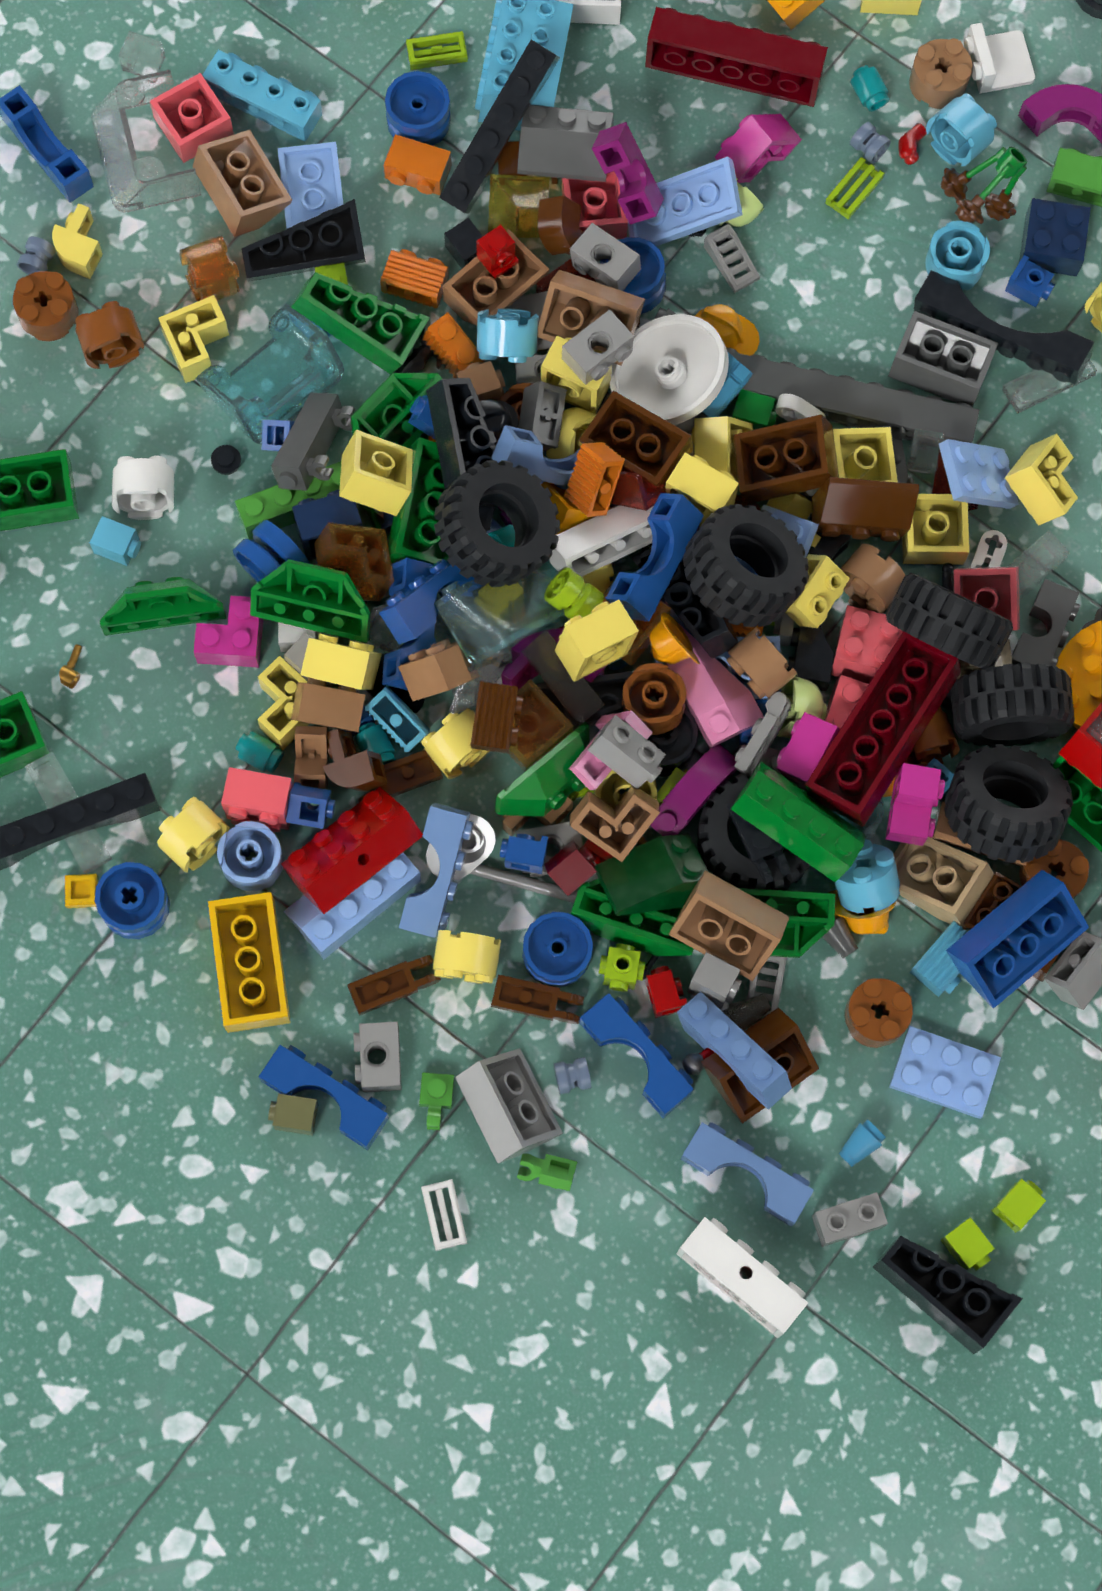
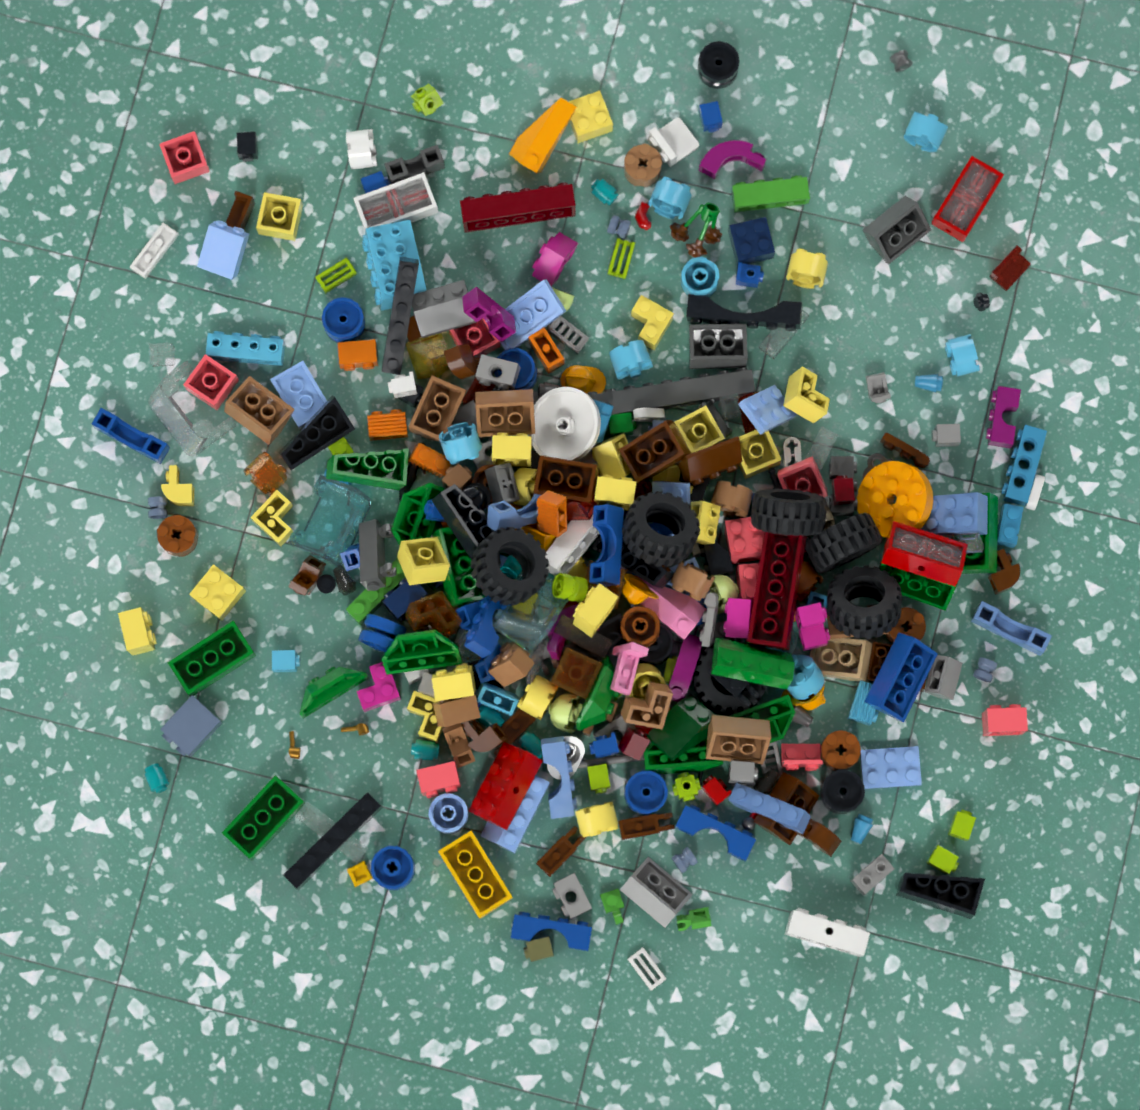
camera: 20 degrees left, 5 degrees up
(64, 406) = (217, 592): none -> light yellow brick
(109, 336) = (225, 539): dark orange brick -> none
(143, 487) = (287, 622): white brick -> none
(181, 682) = (361, 728): none -> pearl gold hand
(191, 835) = (410, 816): light yellow brick -> none
(203, 436) = (307, 576): none -> reddish brown brick
(253, 466) = (344, 581): none -> clear smoke cone
(305, 814) = (470, 771): blue brick -> none
(417, 805) = (532, 744): none -> teal brick
(460, 226) = (402, 385): none -> white brick
(486, 779) = (565, 712): none -> yellowish green cylinder
(495, 717) = (557, 679): reddish brown brick -> none
(496, 900) = (598, 778): none -> lime brick
(497, 251) = (432, 394): red brick -> none
(604, 332) = (524, 423): light grey brick -> none
(627, 752) = (640, 667): light grey brick -> none
(690, 265) = (546, 350): none -> orange brick
(783, 1193) = (830, 876): medium blue arch -> none
(794, 1128) = (821, 837): none -> reddish brown brick
(807, 325) = (630, 359): none -> medium azure brick
(815, 997) = (801, 756): none -> coral bracket
(842, 1088) = (853, 791): none -> black wheel
(866, 288) = (655, 319): none -> light yellow brick
(1043, 632) = (843, 490): none -> dark red brick
(1067, 46) = (710, 116): none -> blue brick

